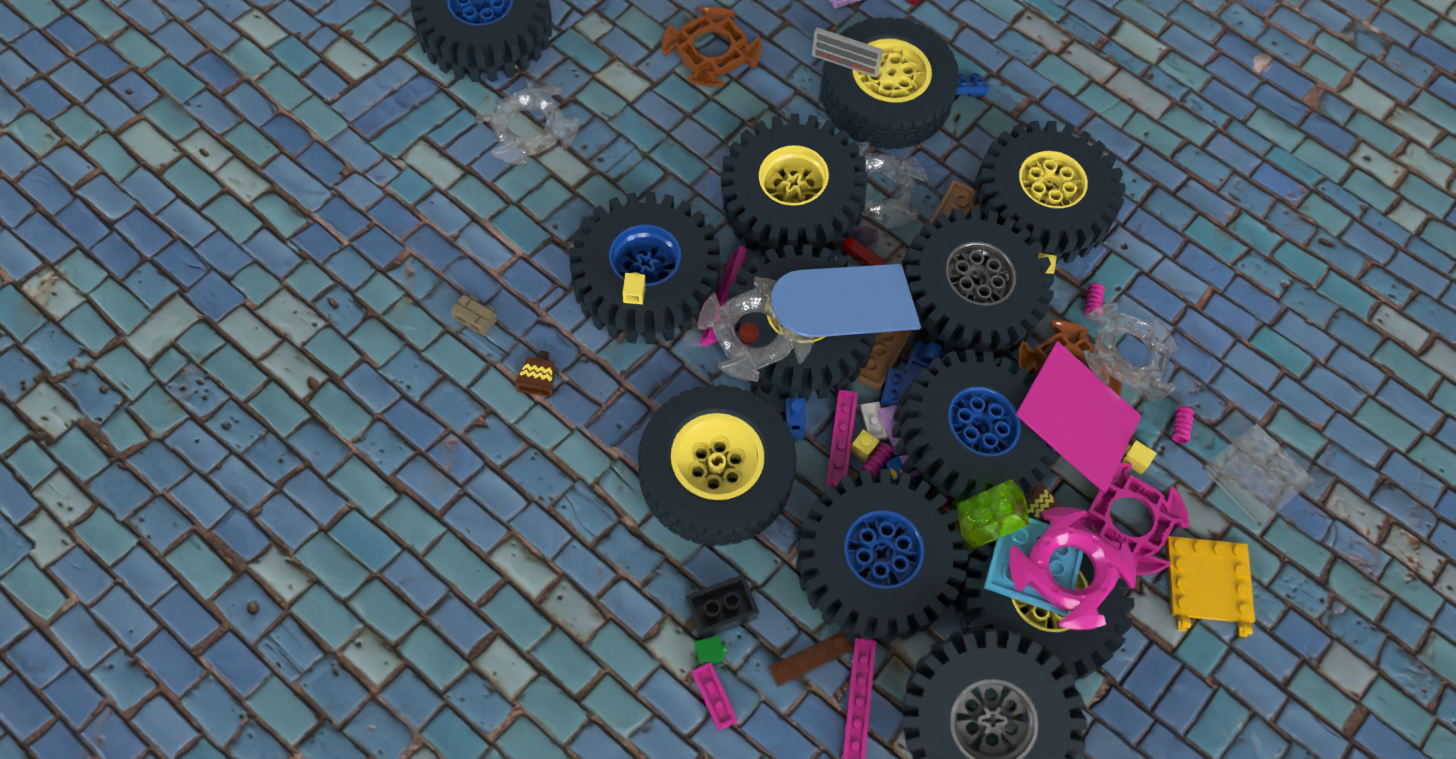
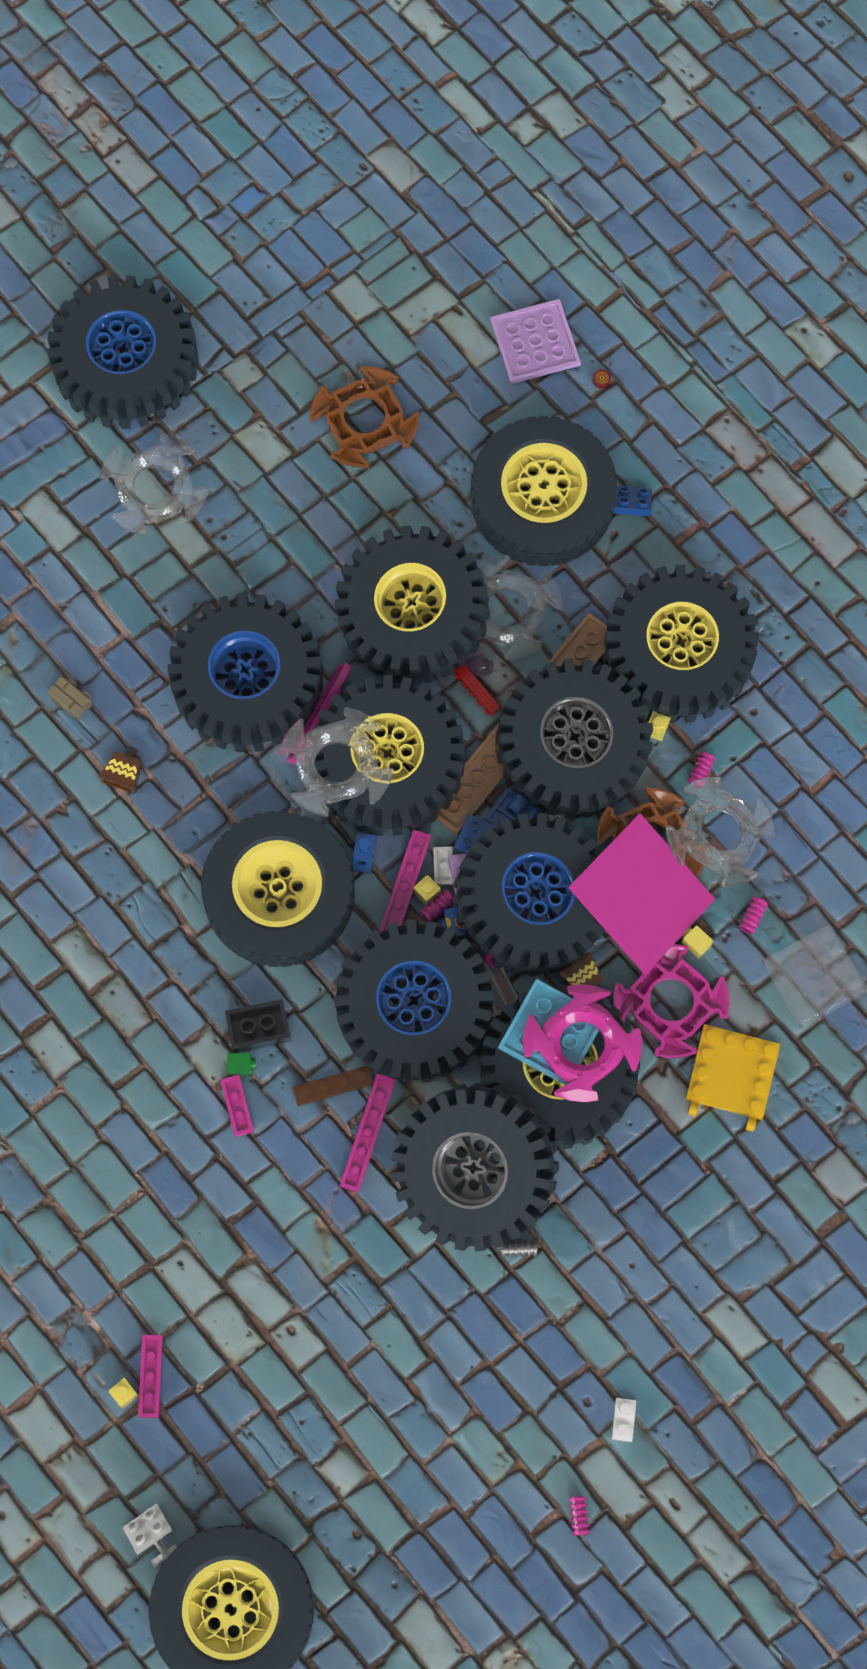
camera: 15 degrees right, 10 degrees up
(634, 288) = (225, 701): light yellow brick -> none
(748, 332) = (327, 765): clear red tile -> none
(845, 301) = (430, 745): medium blue piece -> none
(847, 52) = (494, 461): tile -> none
(993, 514) = (520, 981): clear neon green brick -> none

